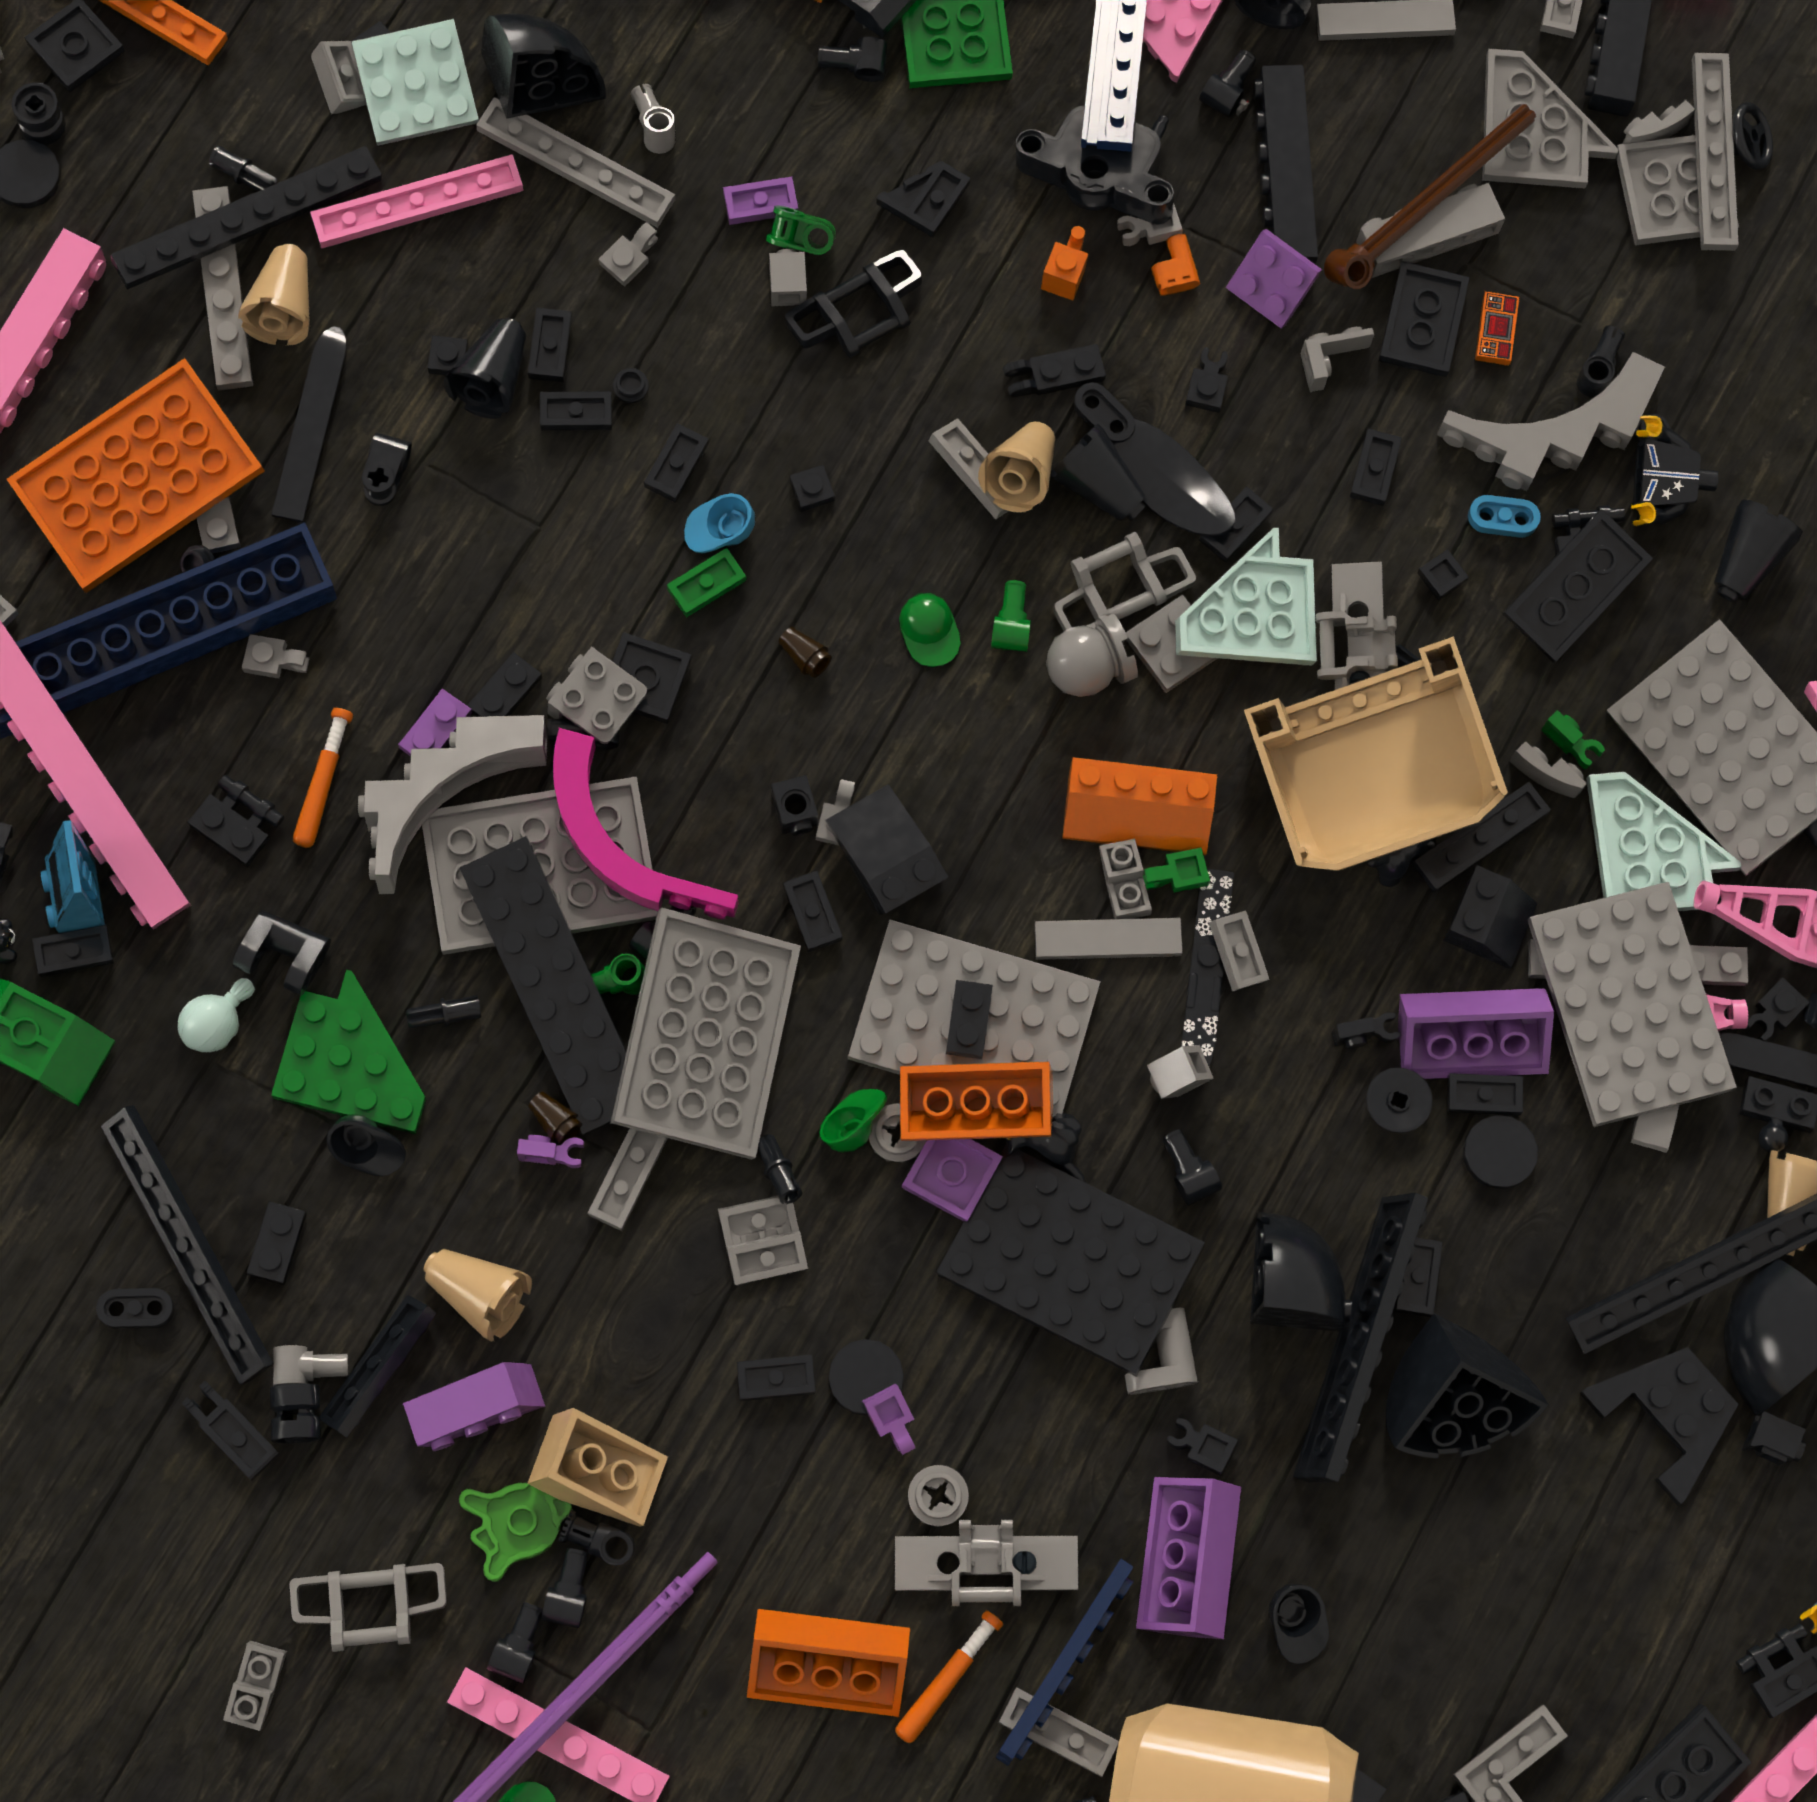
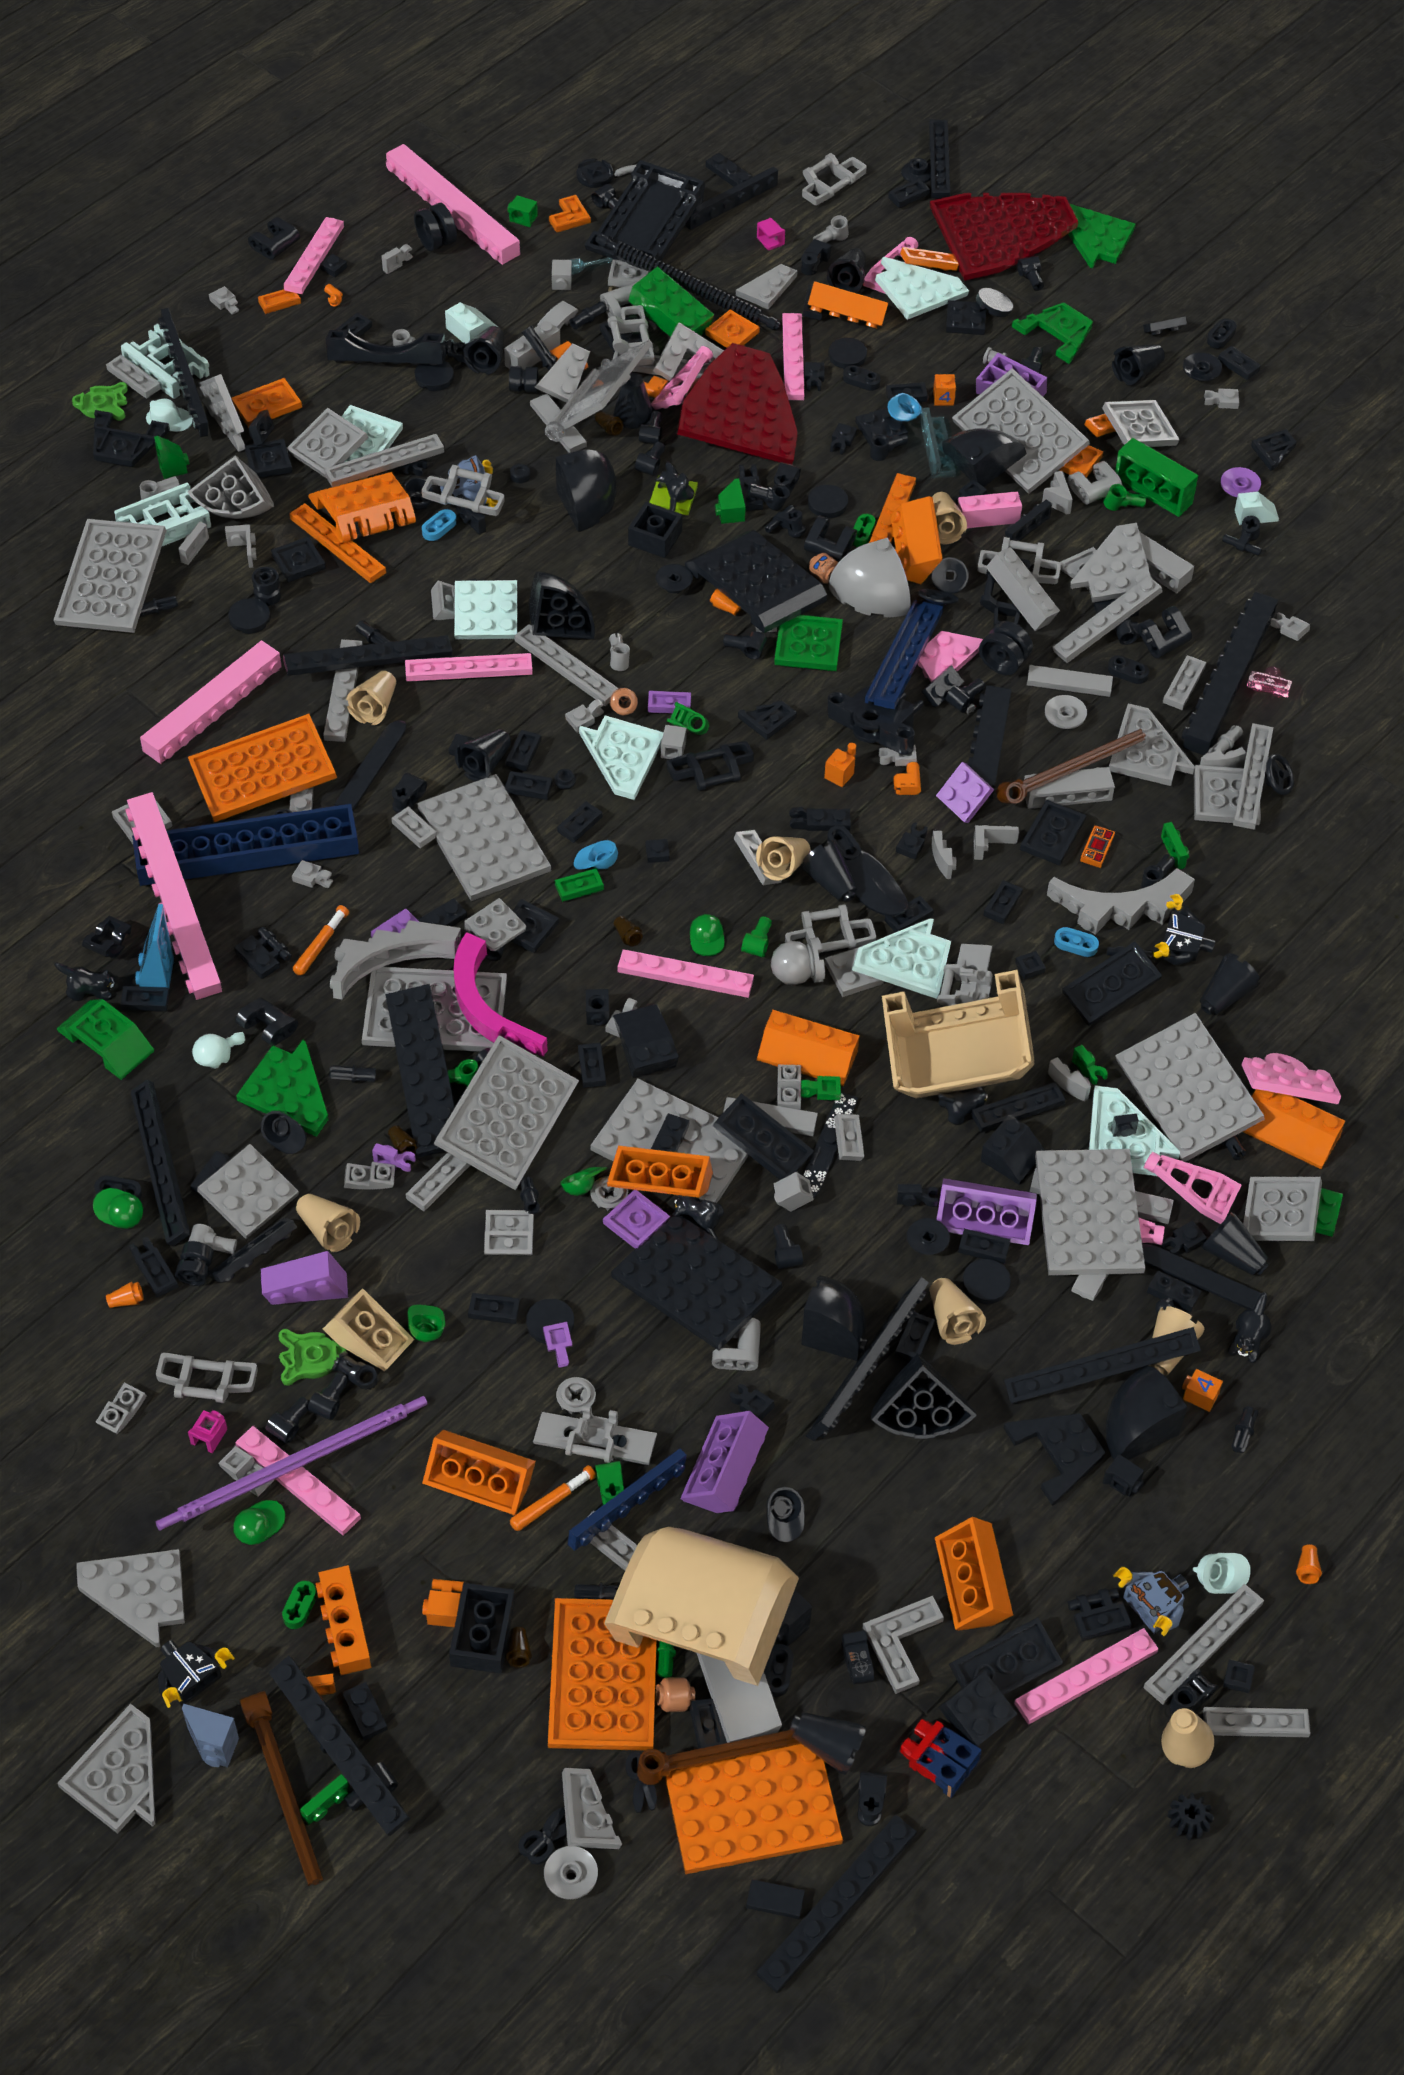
camera: 20 degrees right, 20 degrees down
(145, 1341) = (118, 1208): none -> green cap
(205, 1491) = (125, 1296): none -> orange cone
(340, 1264) = (248, 1191): none -> light grey plate
(400, 1692) = (208, 1428): none -> dark pink window
(413, 531) = (414, 827): none -> light grey plate
(470, 1739) = (241, 1464): none -> light grey slope
(520, 1189) = (369, 1177): none -> light grey slope
(529, 523) = (484, 837): none -> light grey plate
(679, 1426) = (426, 1322): none -> green cap
(688, 218) = (630, 705): none -> nougat head
(711, 315) = (622, 753): none -> light aqua wing
(913, 707) = (685, 973): none -> bright pink plate
(1026, 1629) = (609, 1480): none -> green piece
(1112, 989) = (763, 1137): none -> black plate
(1189, 76) = (940, 686): none -> black plate
(1264, 405) = (943, 855): none -> light grey slope
(1398, 72) = (1065, 711): none -> light grey dish
(1467, 1221) = (955, 1312): none -> tan cone
(1594, 1655) = (973, 1575): none -> orange slope
(1612, 297) = (1174, 845): none -> green plate
(1654, 843) = (1124, 1125): none -> black plate
(1655, 86) = (1227, 740): none -> light grey pin

